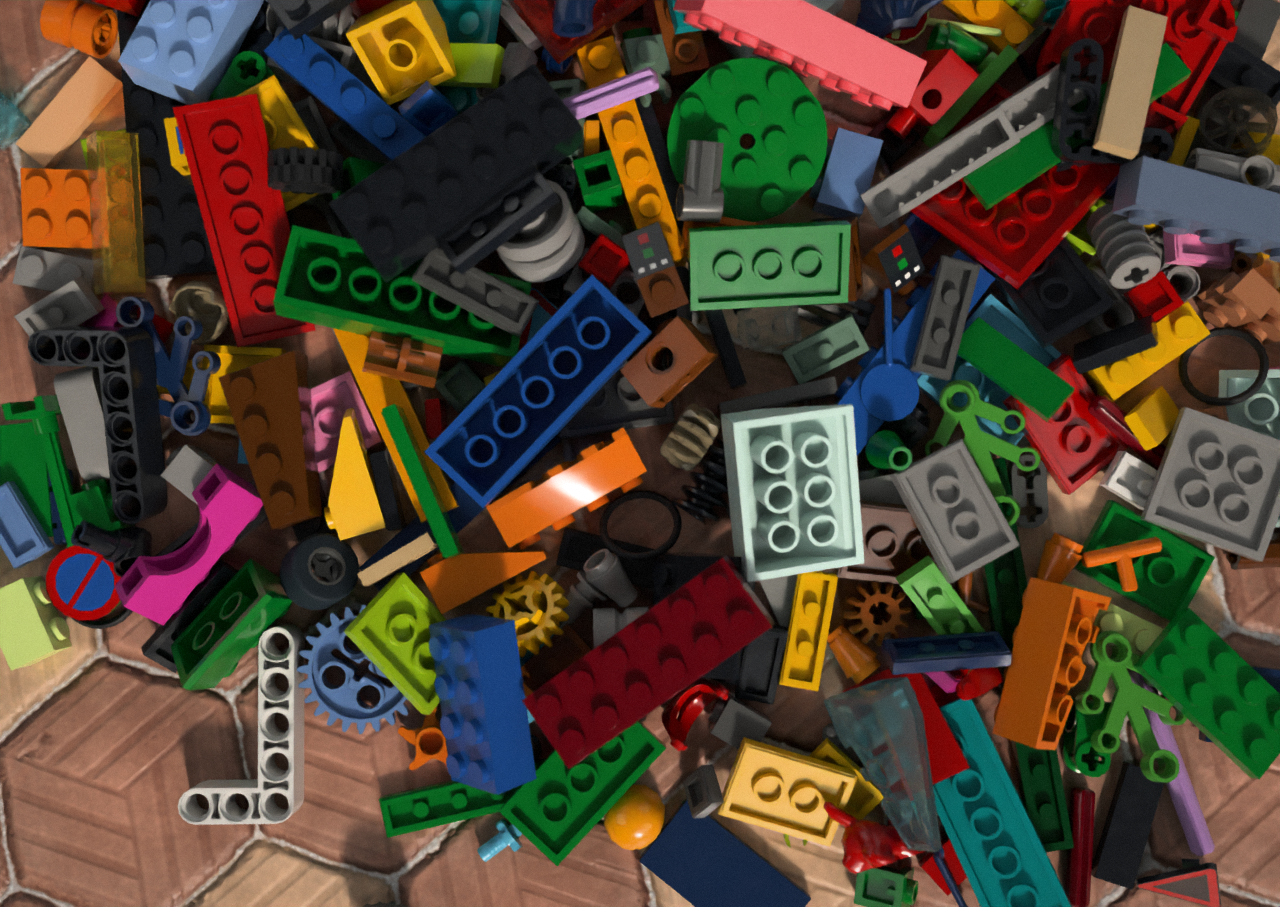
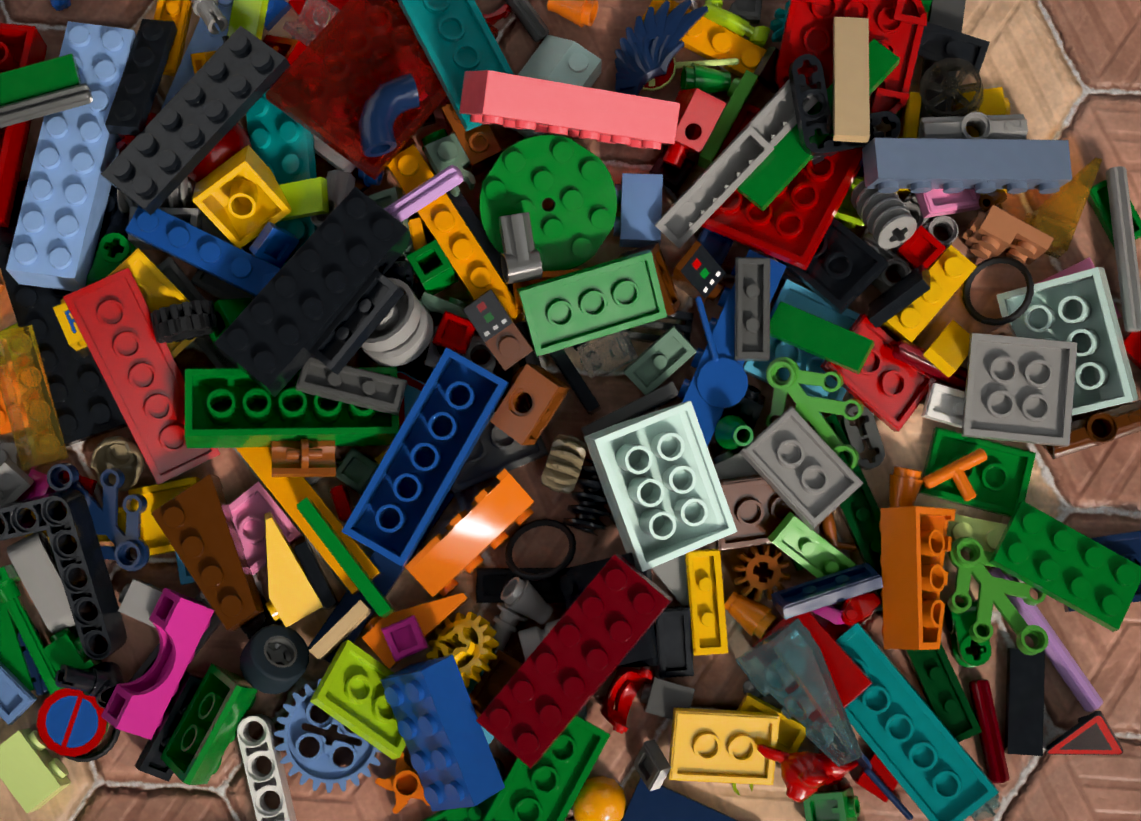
camera: 15 degrees left, 5 degrees down
(467, 586) = (405, 638): none -> dark pink tile

